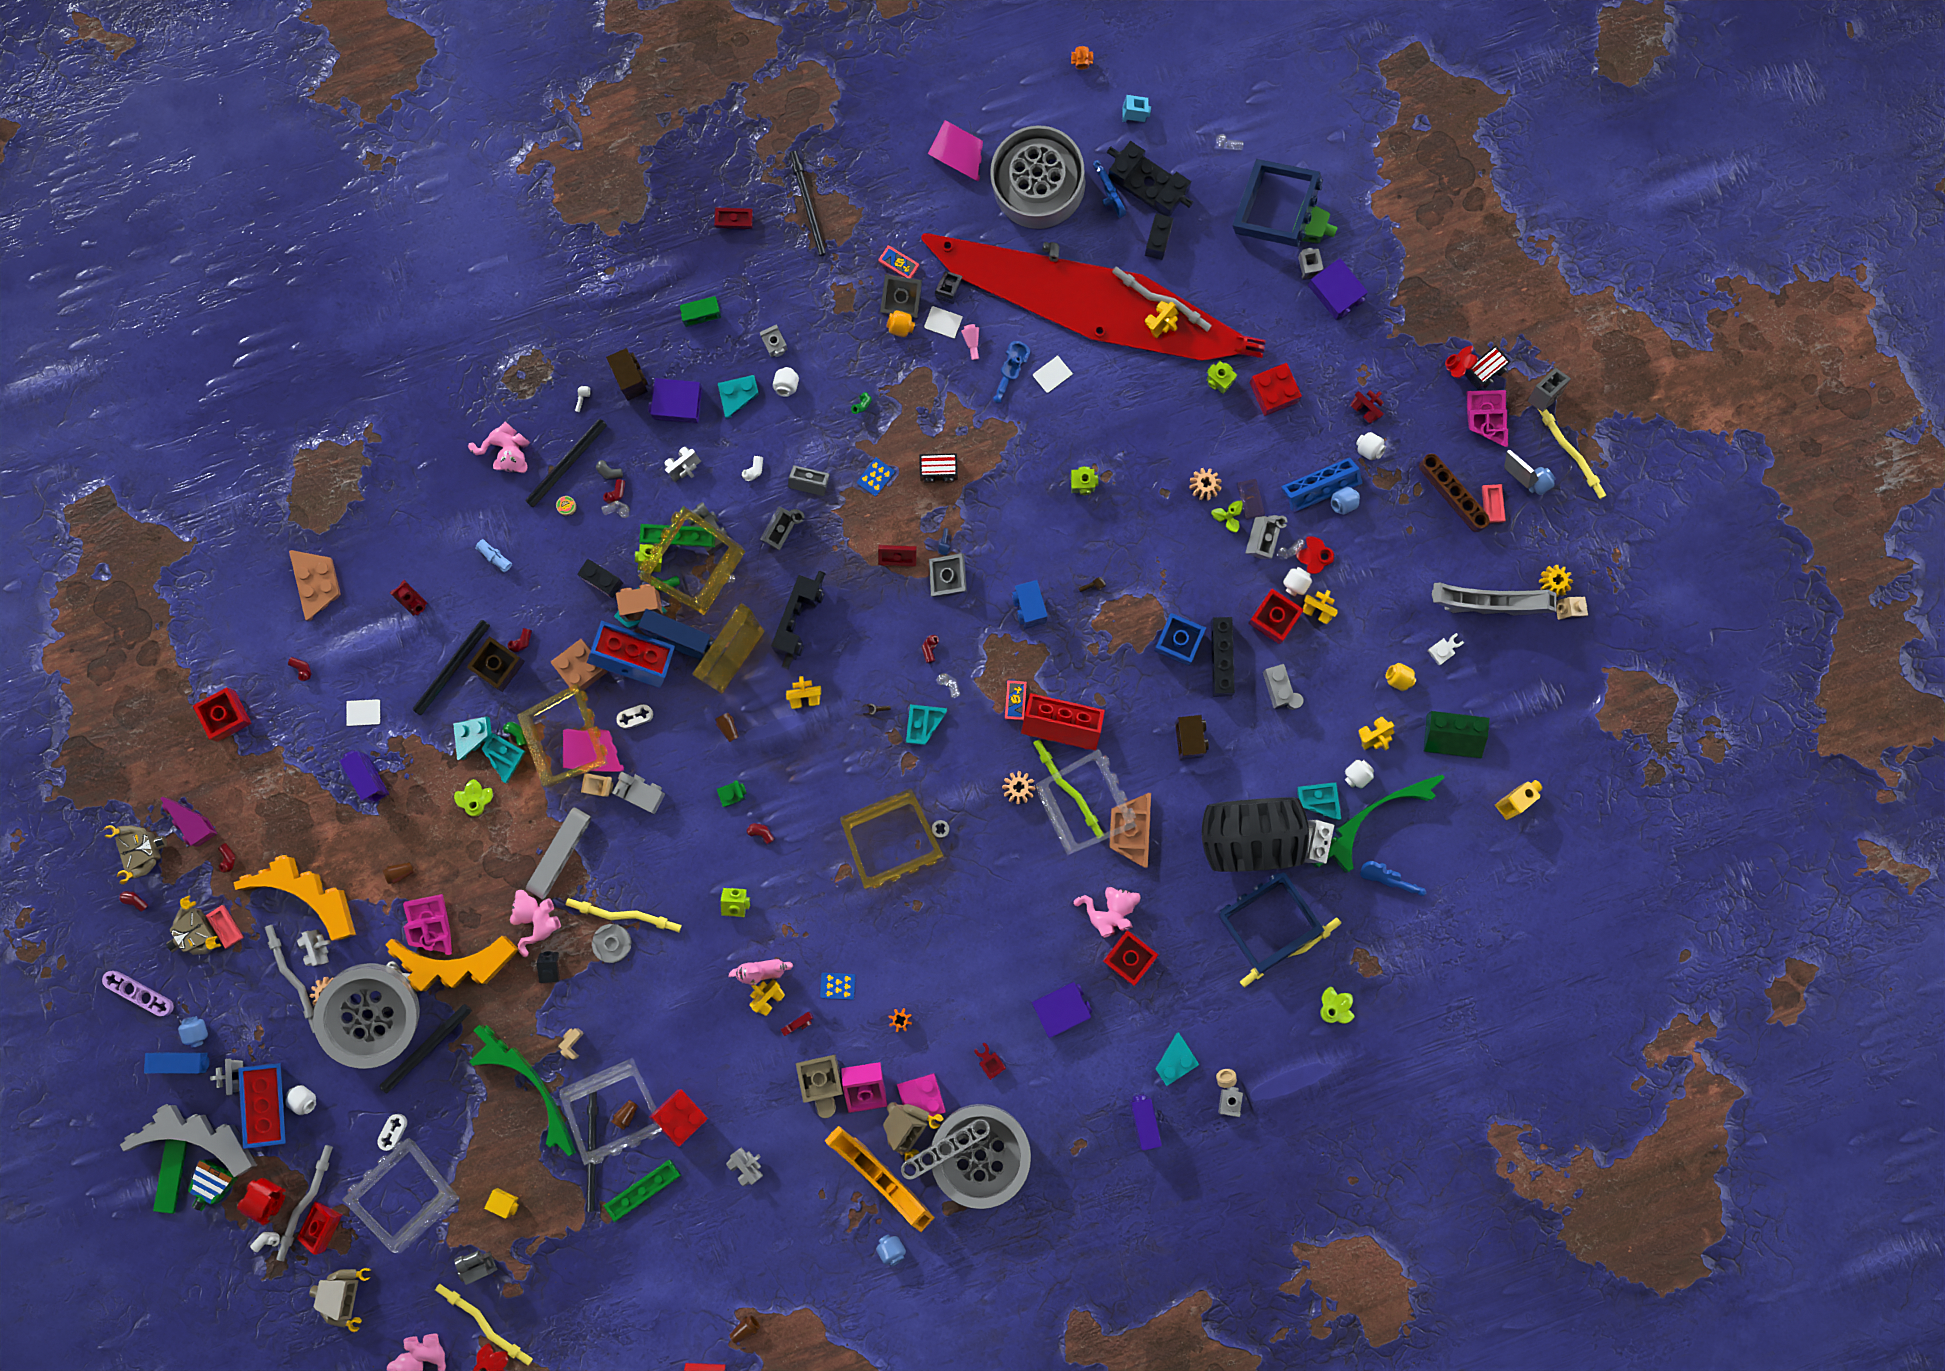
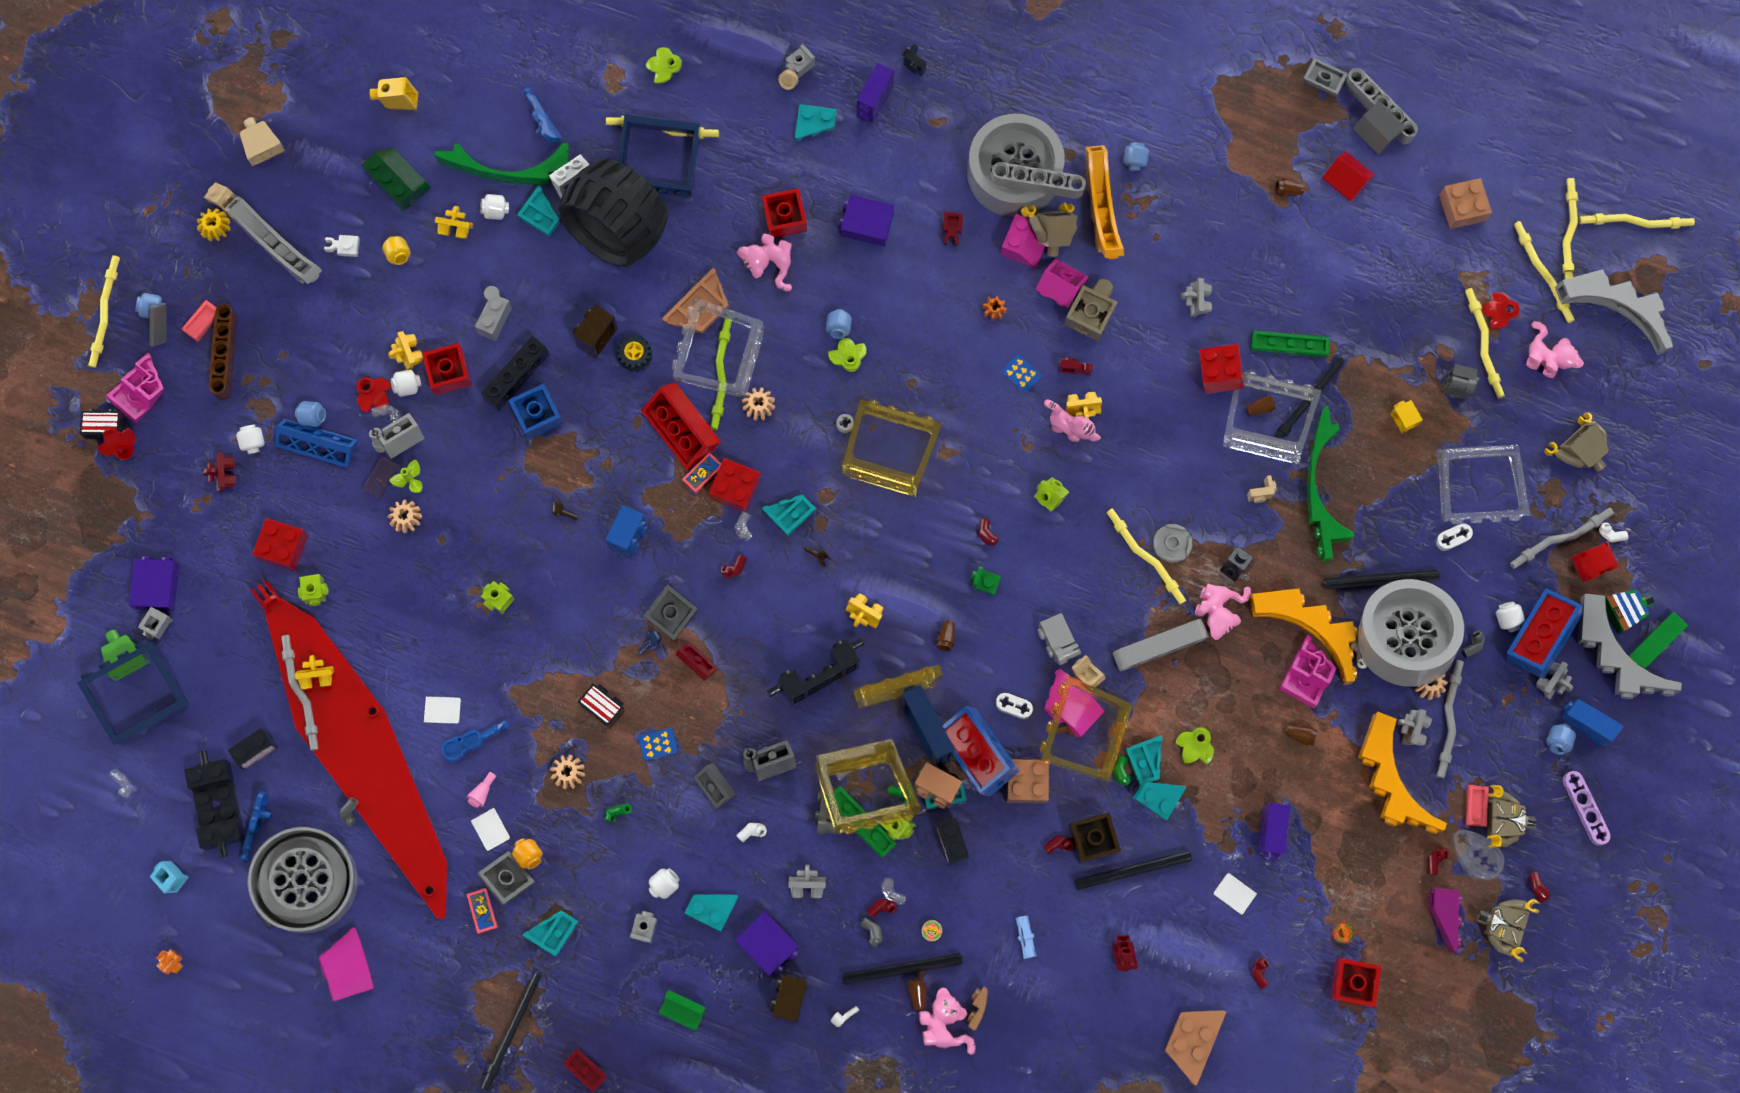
camera: 145 degrees left, 5 degrees down
(196, 878) = (1472, 865): none -> clear piece
(260, 748) = (1343, 932): none -> clear orange tile
(312, 1055) = (1476, 645): none -> dark grey arm
(319, 1228) = (1564, 510): red slope -> none
(490, 481) = (979, 1002): none -> medium nougat slope
(541, 454) = (917, 993): none -> reddish brown cone
(835, 287) = (553, 932): none -> teal wing
(913, 402) = (573, 774): none -> light nougat gear
(948, 287) = (459, 852): black slope -> none
(981, 708) = (735, 485): none -> red brick
(986, 888) = (848, 352): none -> lime plate
(1011, 903) = (838, 324): none -> medium blue head
(1136, 1179) = (912, 61): none -> black bracket
(1146, 743) = (629, 348): none -> black wheel
(1549, 389) = (74, 365): dark grey brick -> none
(1586, 674) = (259, 141): none -> tan torso

